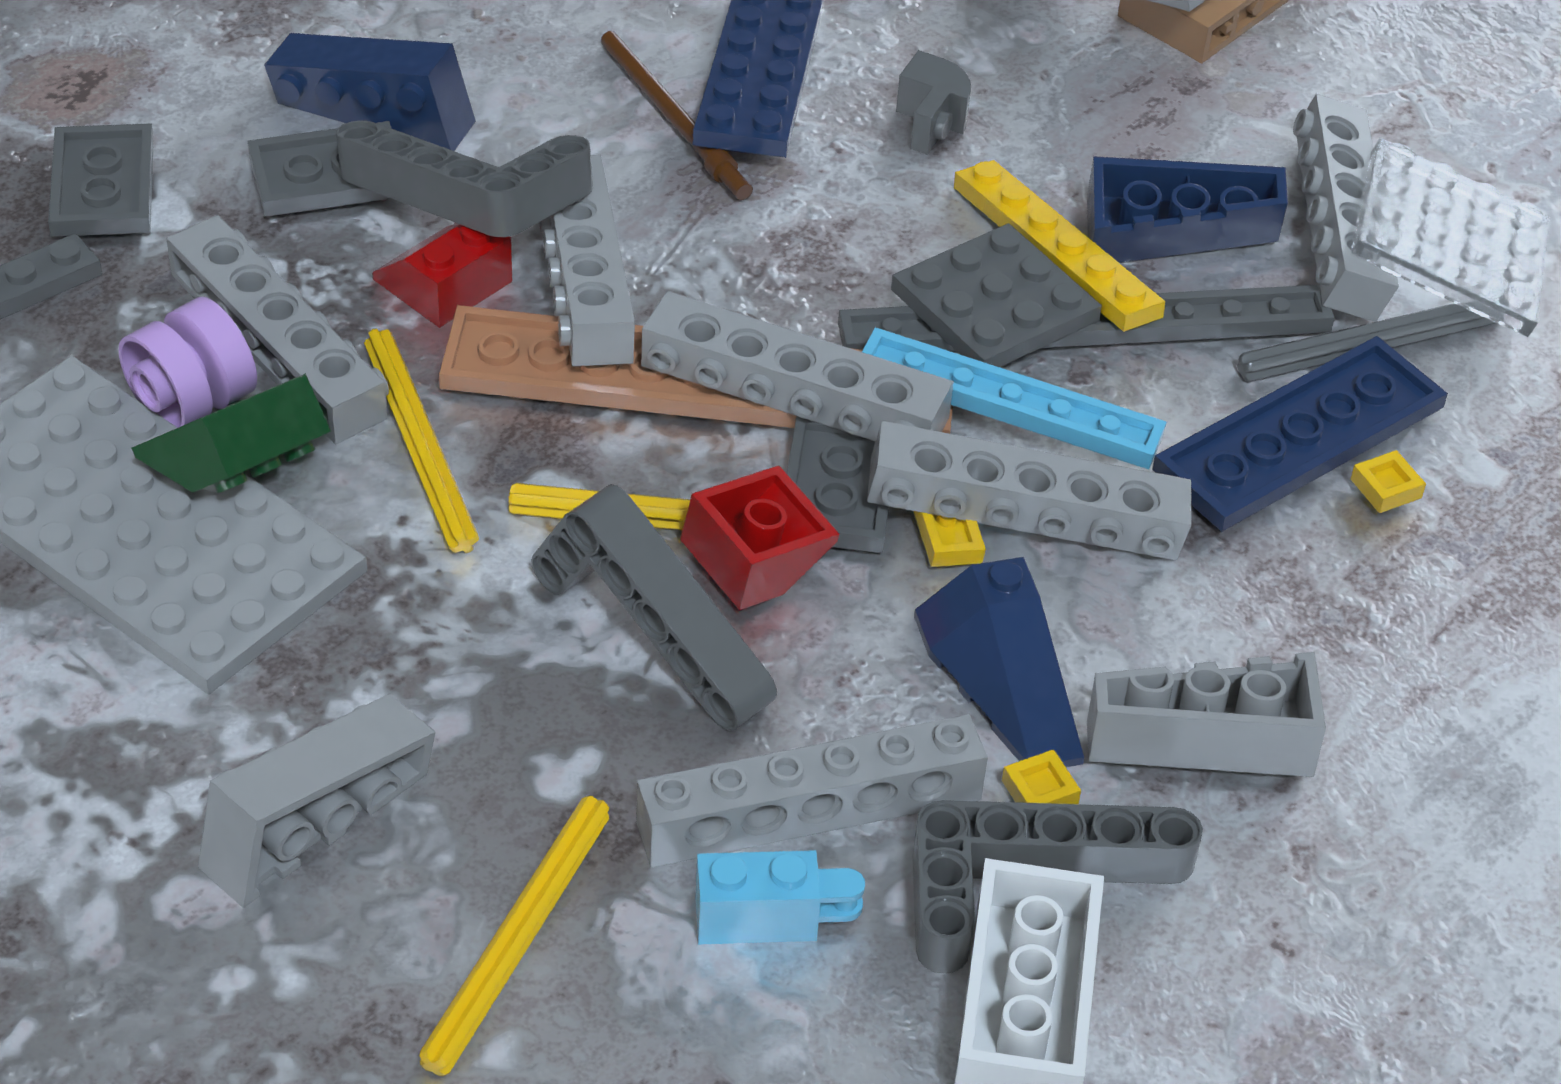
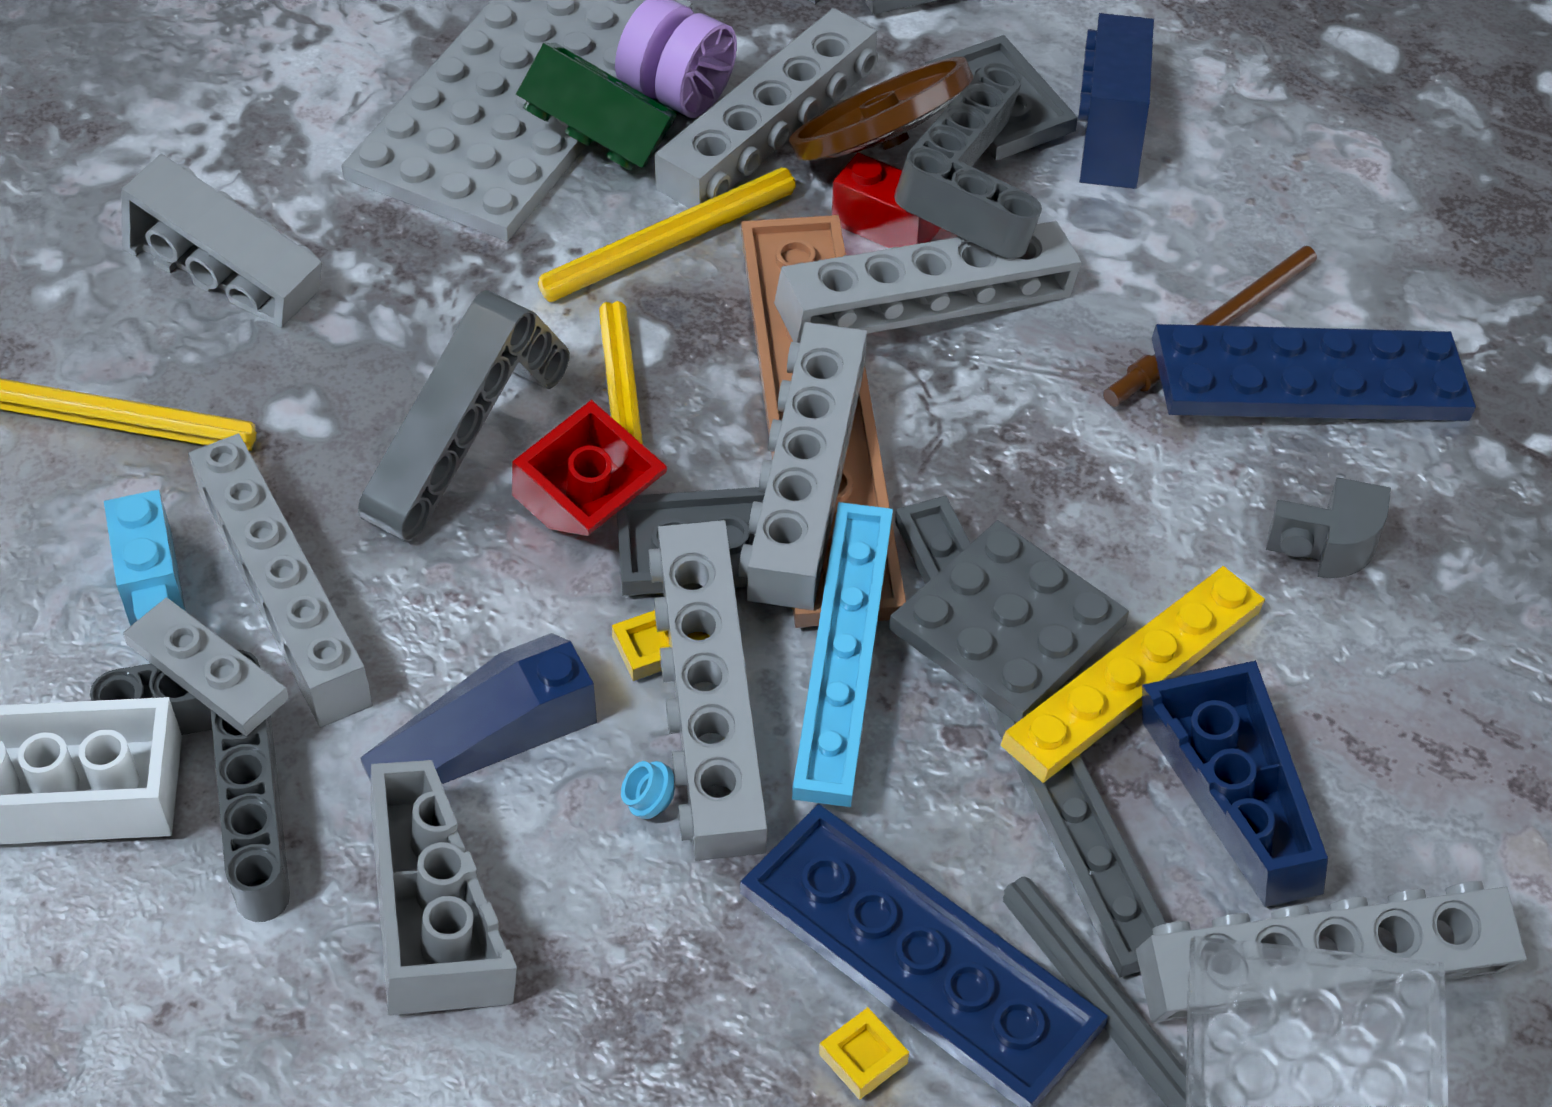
camera: 80 degrees right, 5 degrees up
(361, 223) = (882, 111): none -> reddish brown dish
(942, 834) = (206, 666): none -> light grey plate
(1041, 780) = (325, 763): yellow plate -> none
(1114, 581) = (648, 788): none -> medium azure plate

